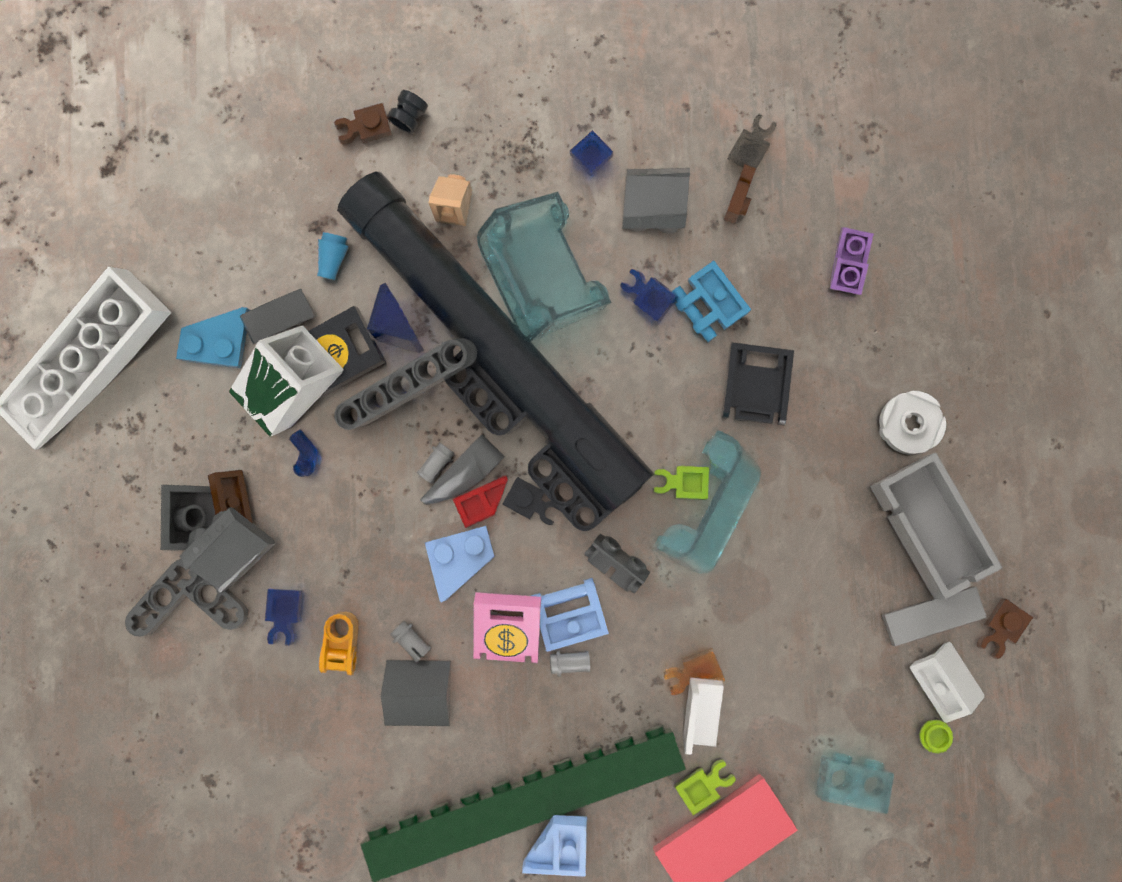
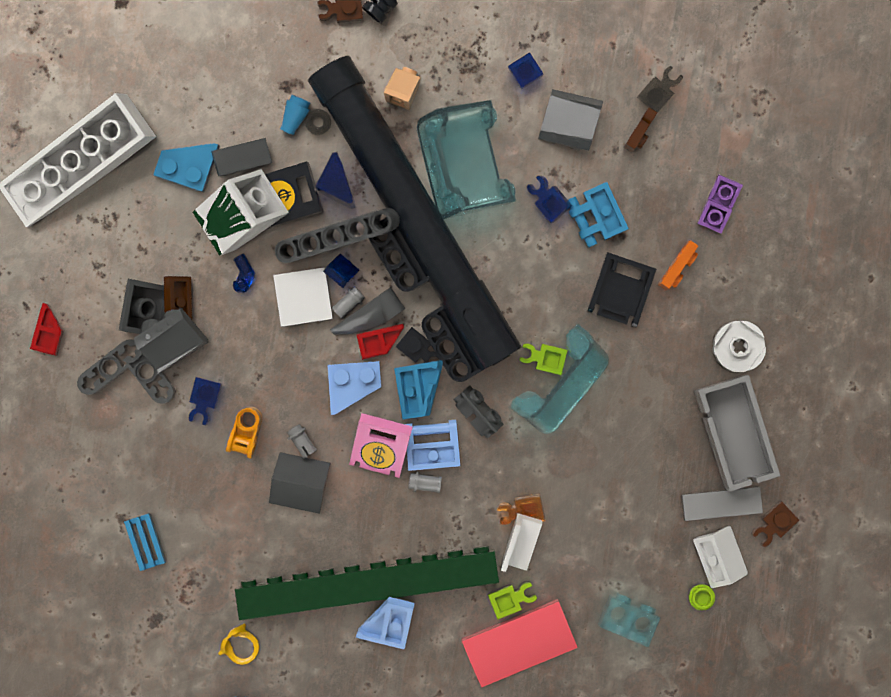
camera: 10 degrees right, 5 degrees up
(81, 570) = (47, 332): none -> red tile
(231, 811) = (135, 545): none -> dark azure tile
(360, 250) = (314, 114): none -> clear smoke plate
(380, 467) = (303, 297): none -> white tile
(420, 426) = (341, 270): none -> clear blue plate
(538, 548) = (417, 388): none -> dark azure wing
(825, 329) = (673, 274): none -> orange plate

